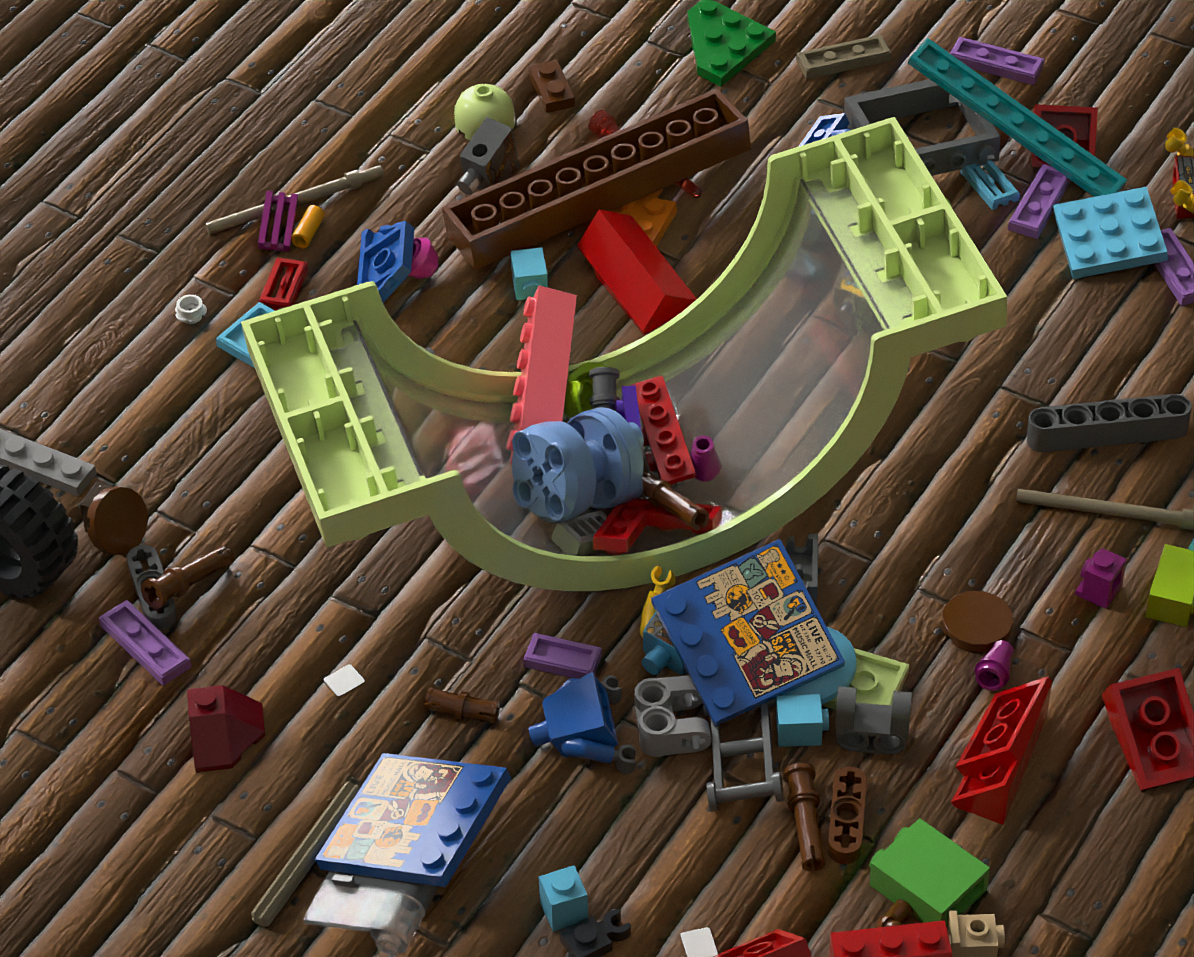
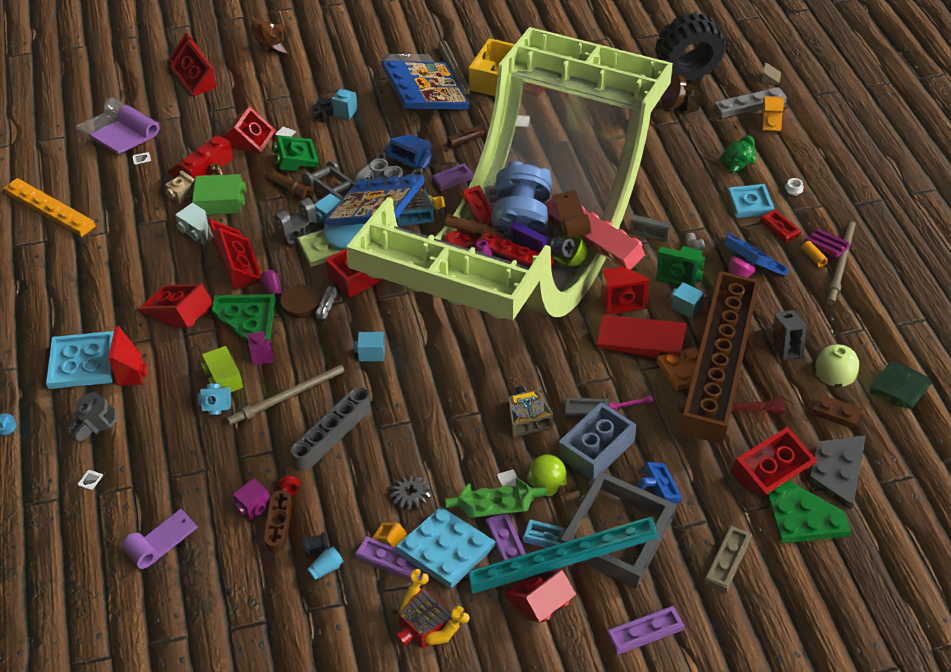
camera: 135 degrees right, 0 degrees up
(40, 404) = (772, 113): none -> light orange brick
(185, 387) = (739, 154): none -> green hair
(281, 767) = (484, 72): none -> yellow piece
(421, 323) = (693, 243): none -> light grey arm
(456, 60) = (901, 385): none -> clear green slope
(488, 294) = (680, 266): none -> green plate
(566, 375) = (571, 214): none -> reddish brown door
(599, 316) = (623, 290): none -> red slope
(628, 48) = (838, 467): none -> dark grey wing
(692, 68) = (772, 462): none -> red slope
(718, 223) = (648, 399): none -> dark pink hinge
(741, 862) = (294, 152): none -> green plate
(852, 827) = (276, 205): reddish brown beam -> none
(872, 588) = (347, 279): none -> red brick
(946, 591) = (326, 302): none -> light grey axle
(958, 484) = (370, 346): none -> medium azure brick
(994, 214) = (497, 500): none -> bright green plate
(1011, 849) = (193, 222): none -> light aqua slope
(1071, 644) = (245, 313): none -> green plate
(1101, 311) = (415, 498): none -> dark grey gear
(1155, 288) = (390, 534): none -> light orange slope

